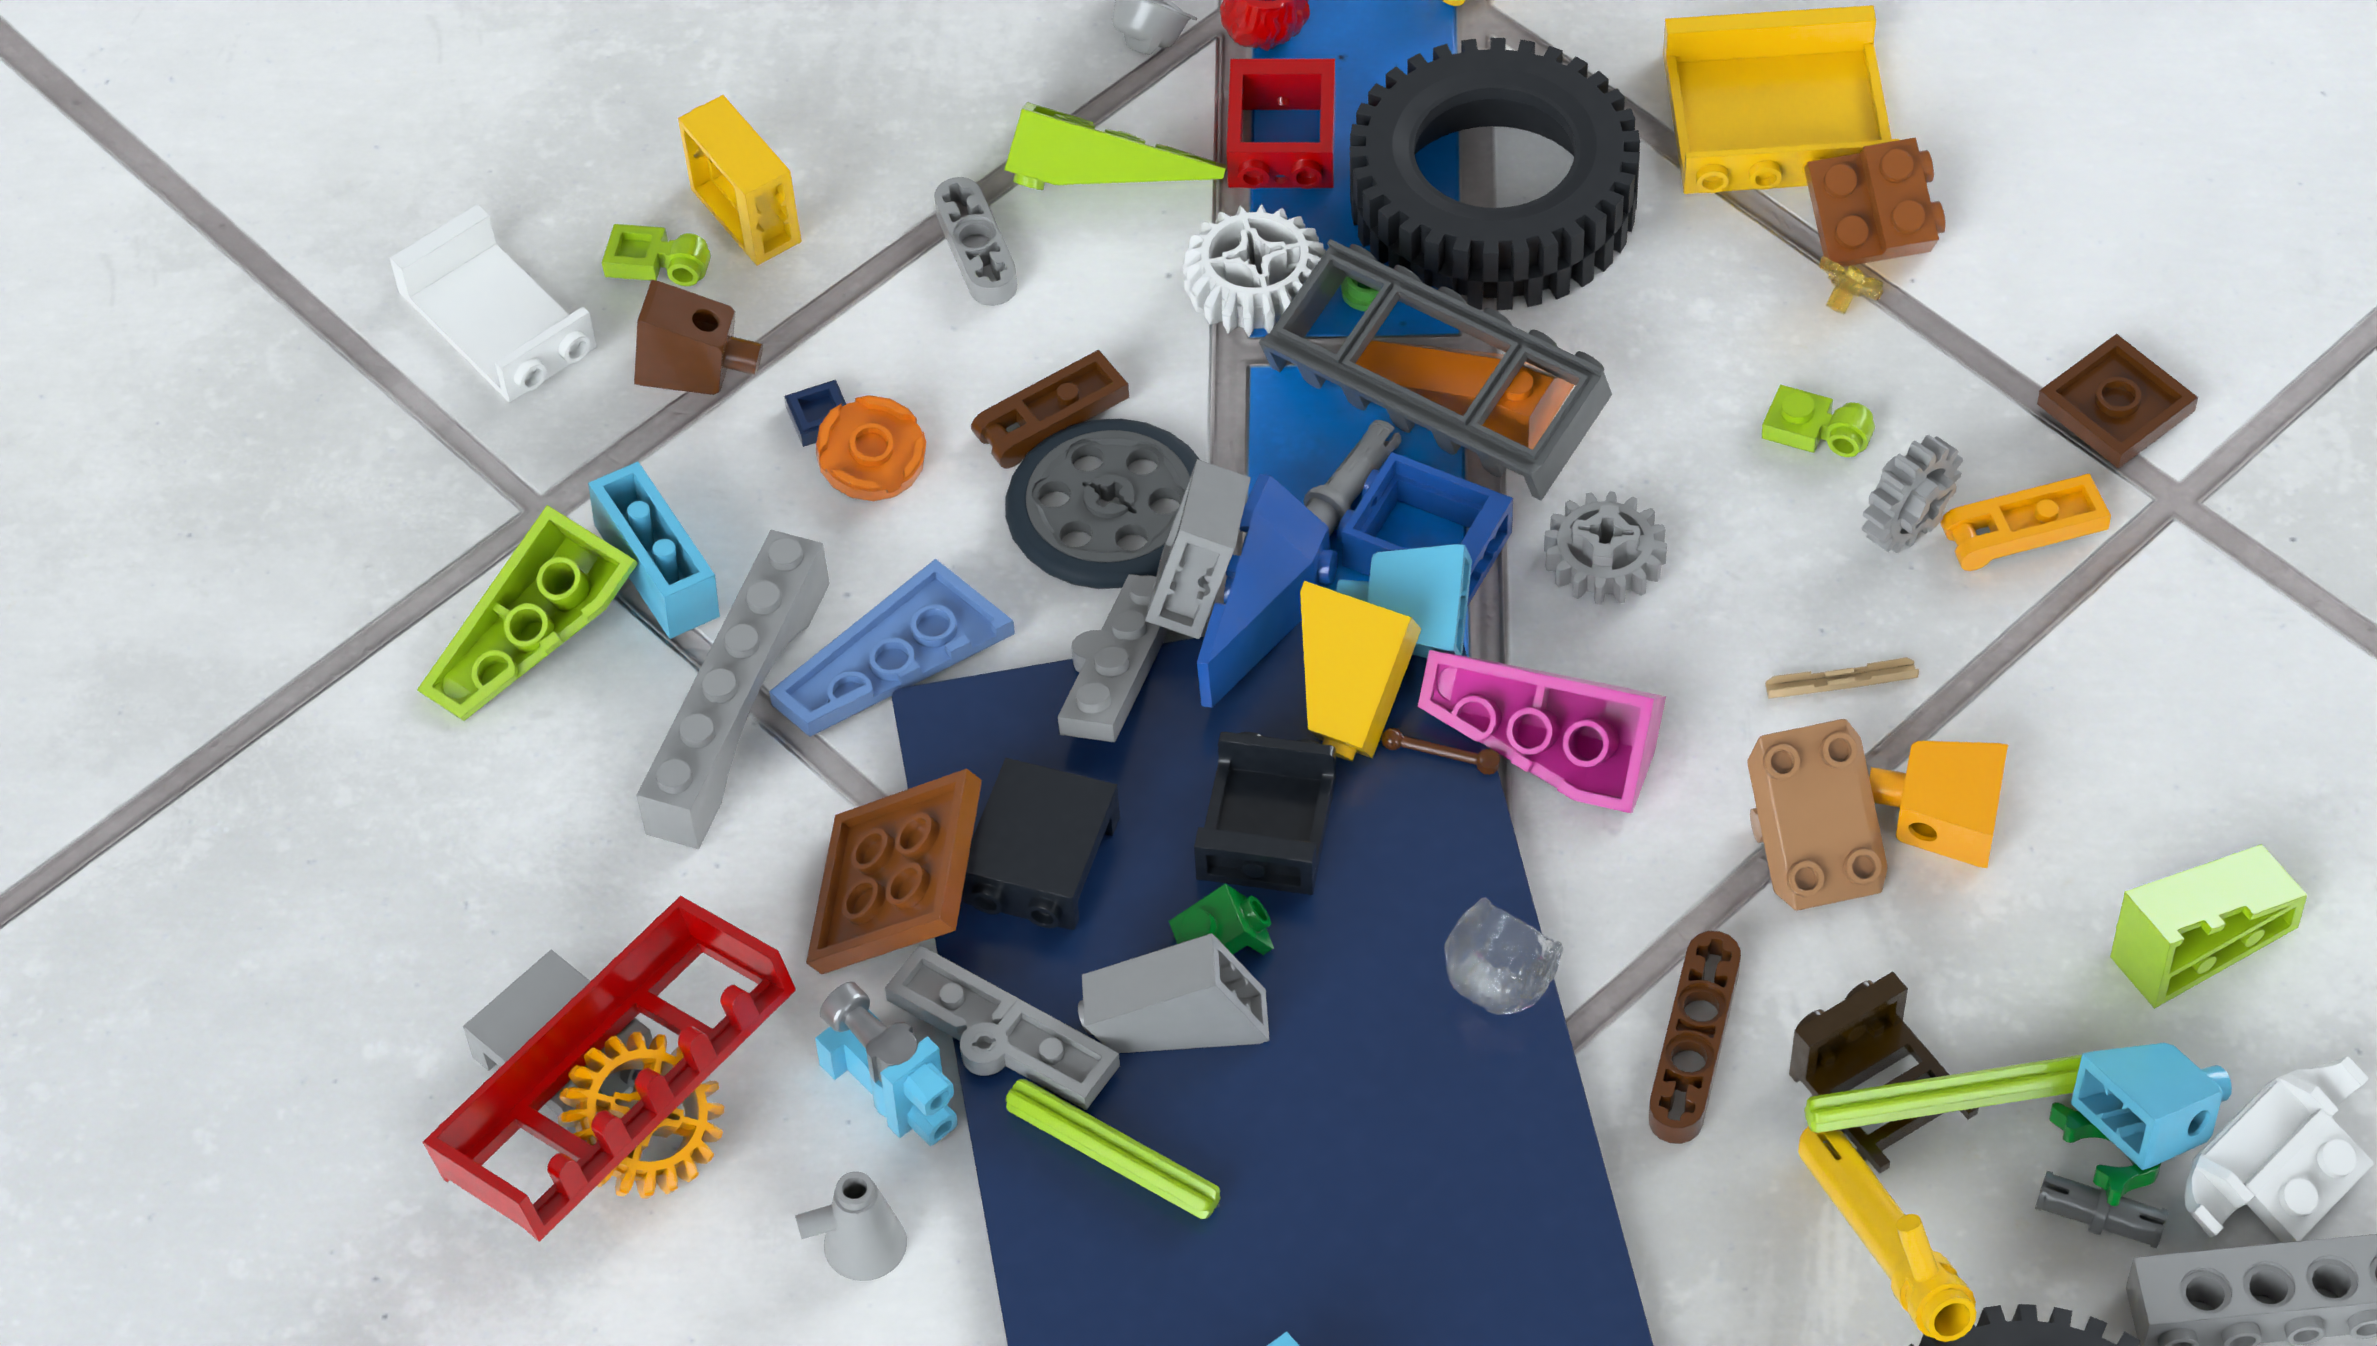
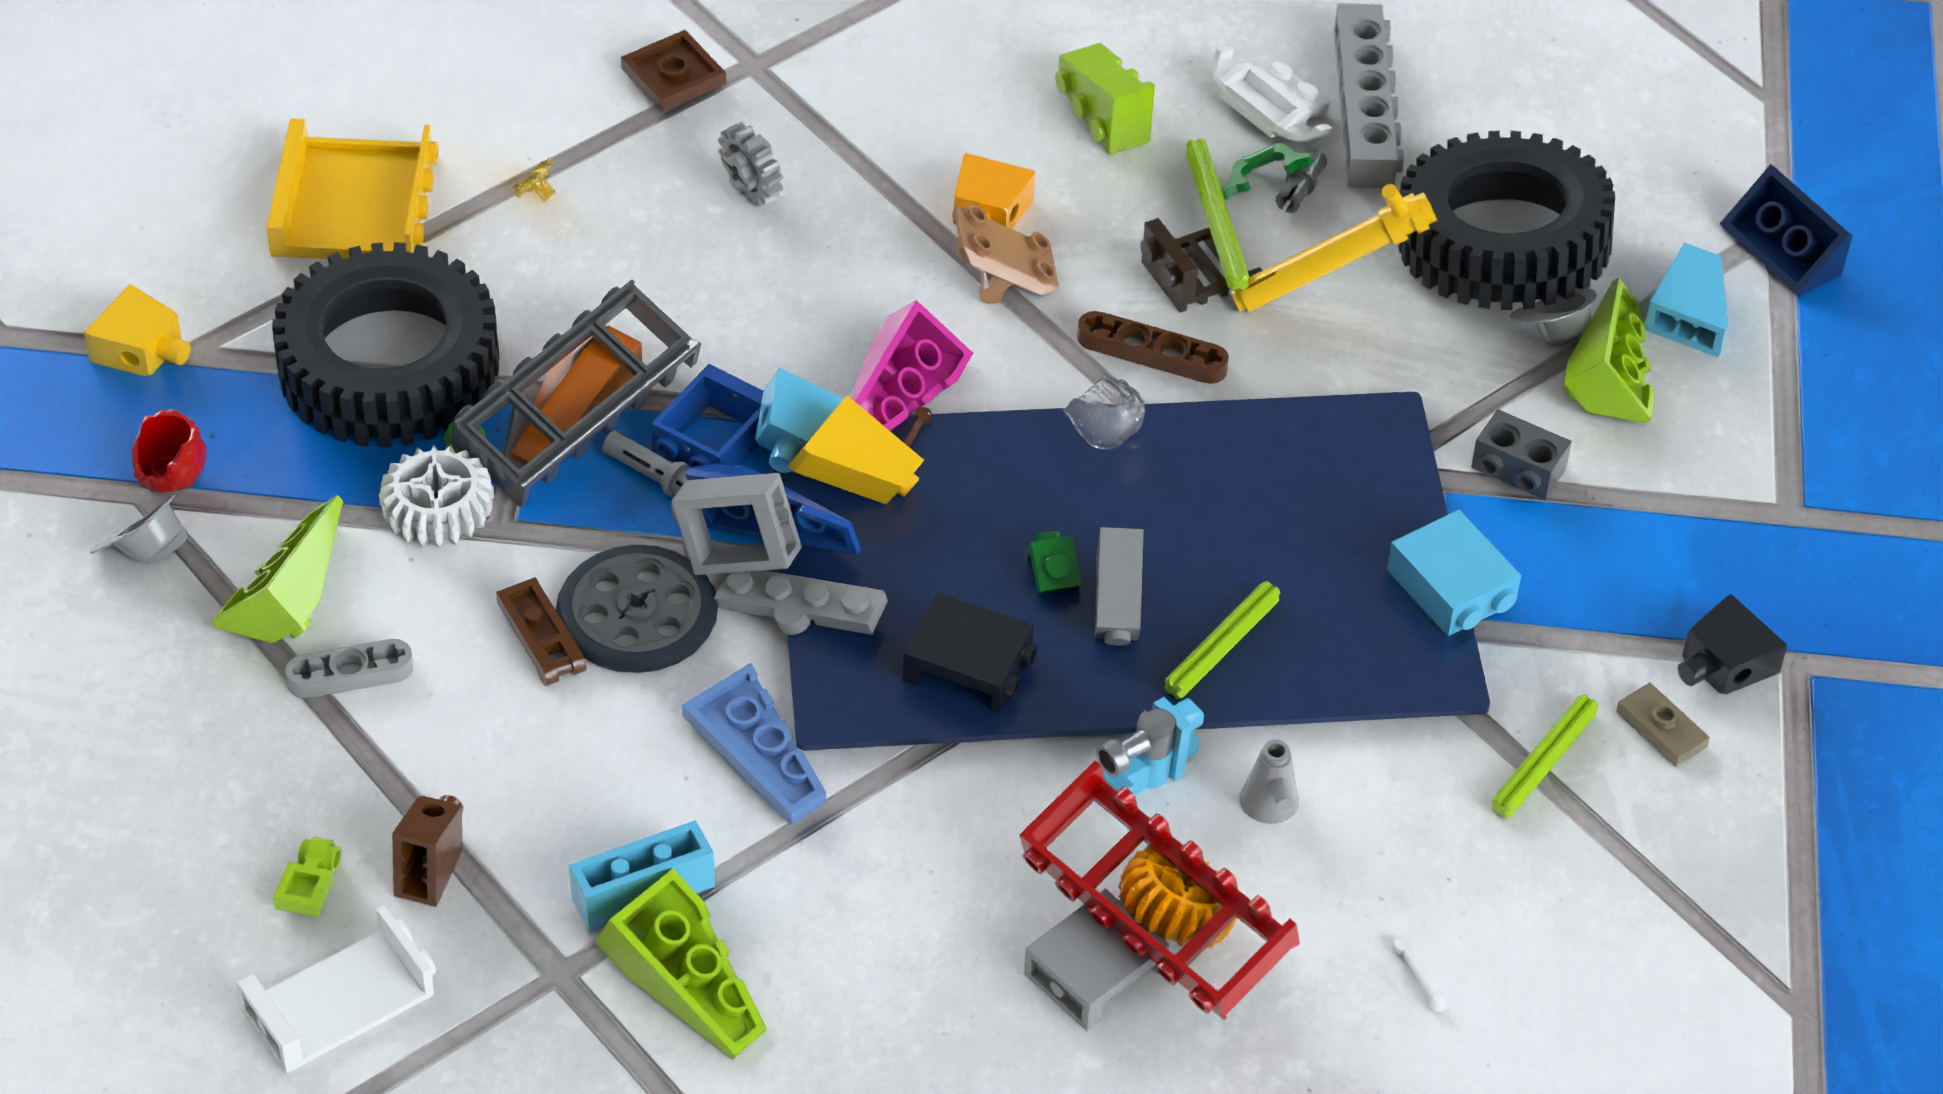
camera: 90 degrees left, 5 degrees down
(697, 754) = (856, 860): light grey arch -> none
(740, 179) = (268, 818): yellow window -> none
(810, 407) = (503, 781): dark blue tile -> none
(870, 448) = (554, 744): orange tile -> none
(894, 872) = (985, 733): dark orange plate -> none
(1001, 1029) = (1120, 690): light grey hinge -> none
(1267, 813) = (956, 531): black panel -> none
(1281, 86) = (283, 492): red window -> none
(1605, 547) = (747, 334): light grey gear -> none
(1805, 418) = (650, 227): lime plate -> none
(1867, 675) = (872, 243): tan piece -> none
(1875, 203) = (474, 150): dark orange plate -> none
(2025, 520) = (763, 111): light orange plate -> none
(2150, 1100) = (1241, 136): medium azure torso -> none

